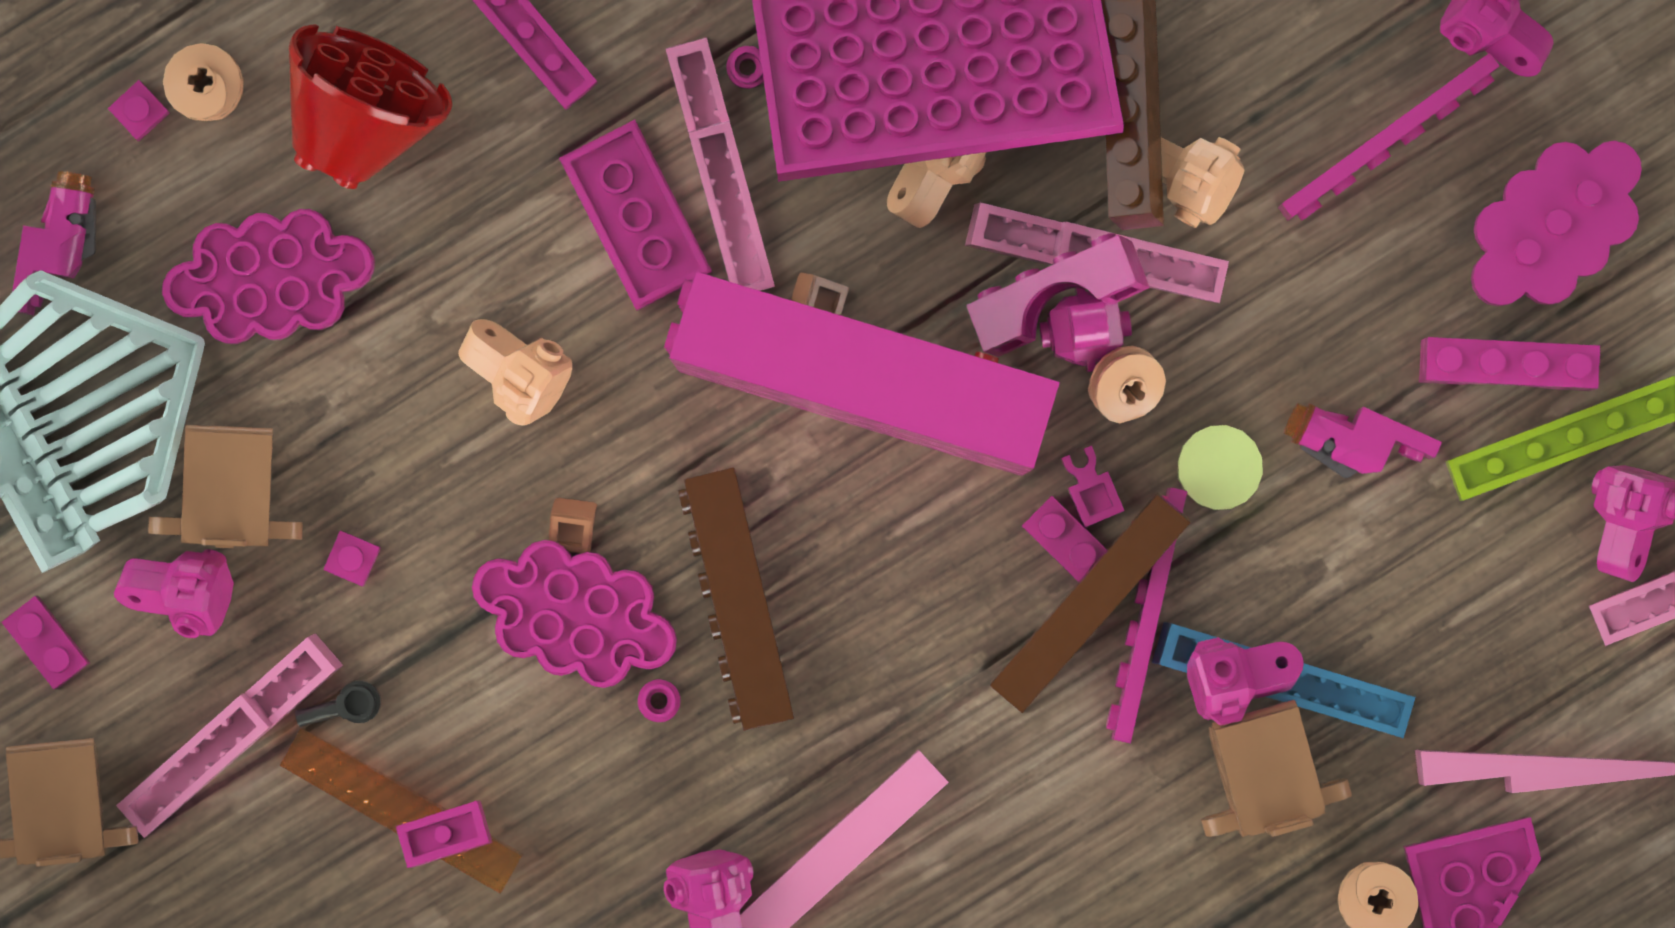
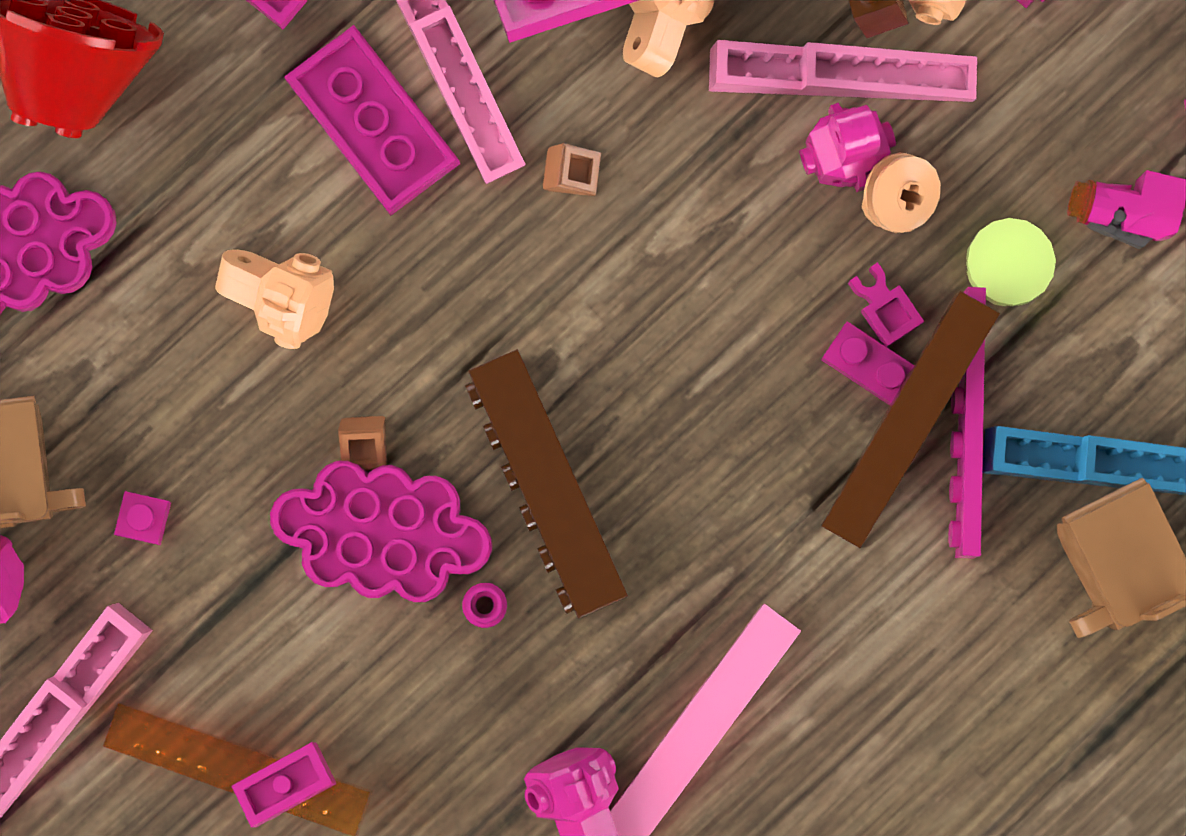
camera: 10 degrees left, 5 degrees down
(356, 703) = (171, 665): pearl dark grey plate -> none
(861, 374) = (633, 213): dark pink container -> none
(1009, 315) = (769, 144): dark pink arch -> none
(1229, 677) = (1071, 466): dark pink piece -> none

